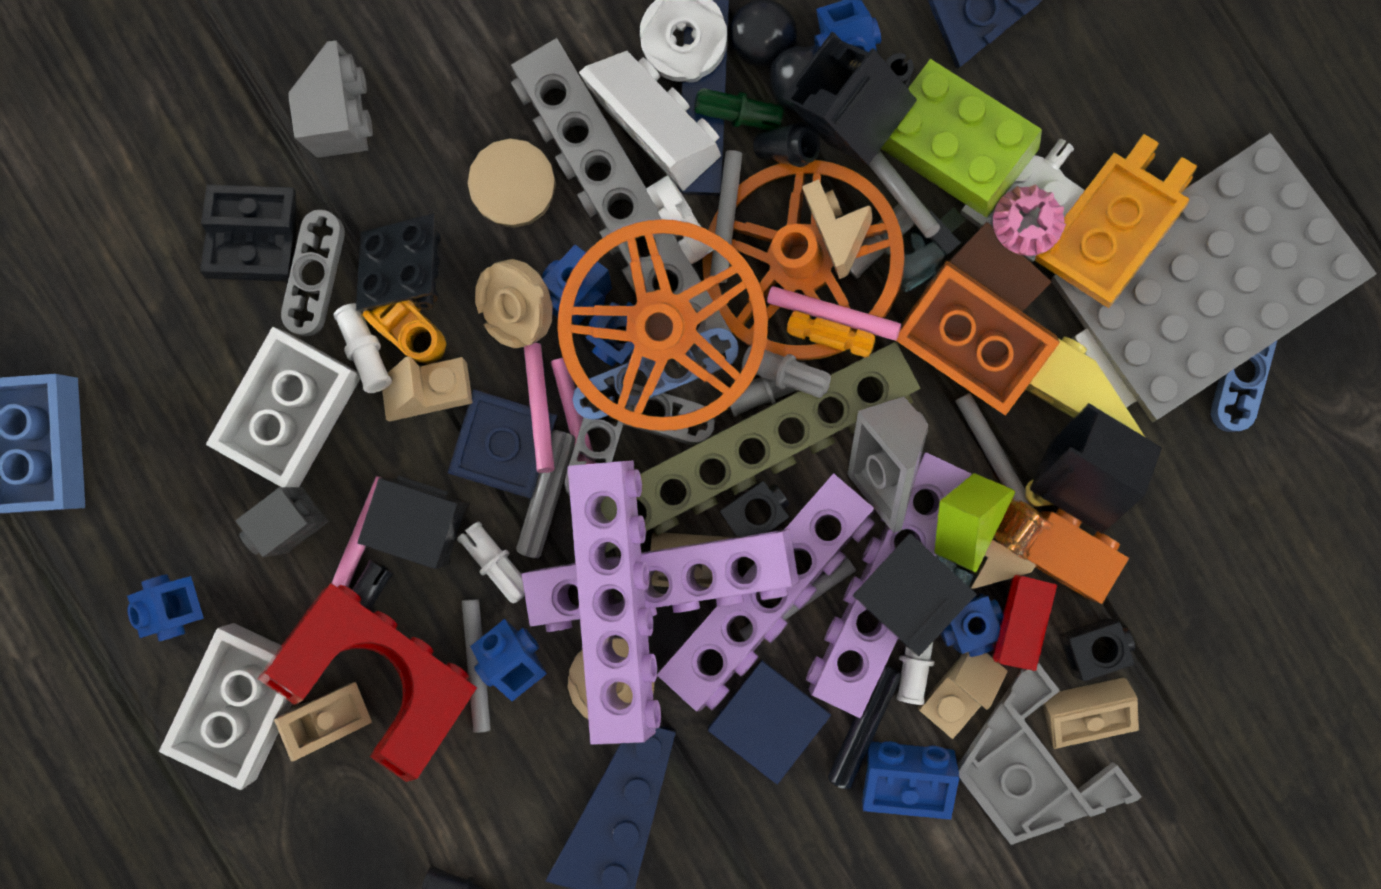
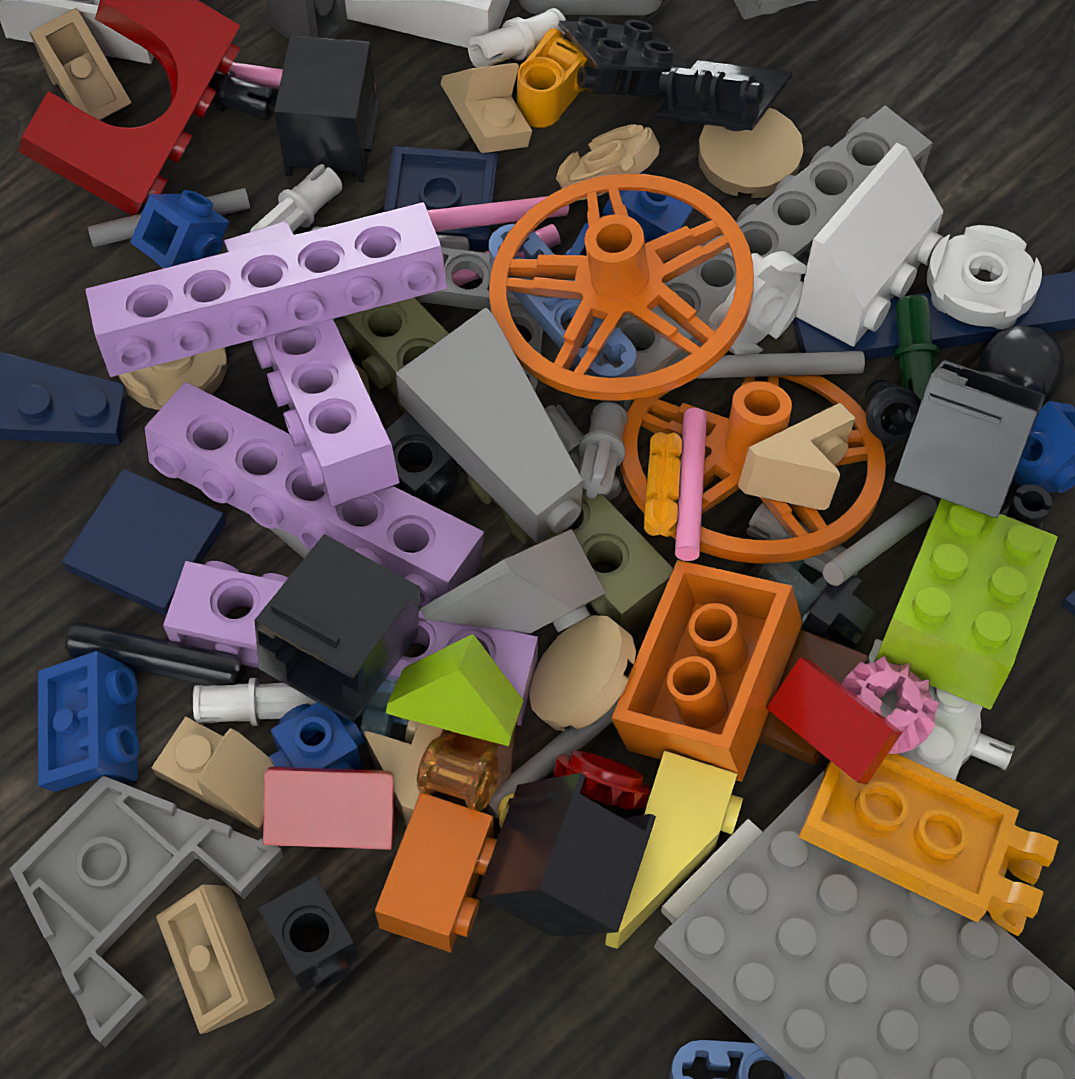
camera: 75 degrees right, 25 degrees down
(461, 190) = (720, 94): none -> black hinge
(756, 449) = (493, 425): none -> light grey slope
(959, 426) = (582, 673): none -> tan tile
(1020, 435) = (605, 779): none -> red gear
(1040, 262) = (834, 720): none -> red tile

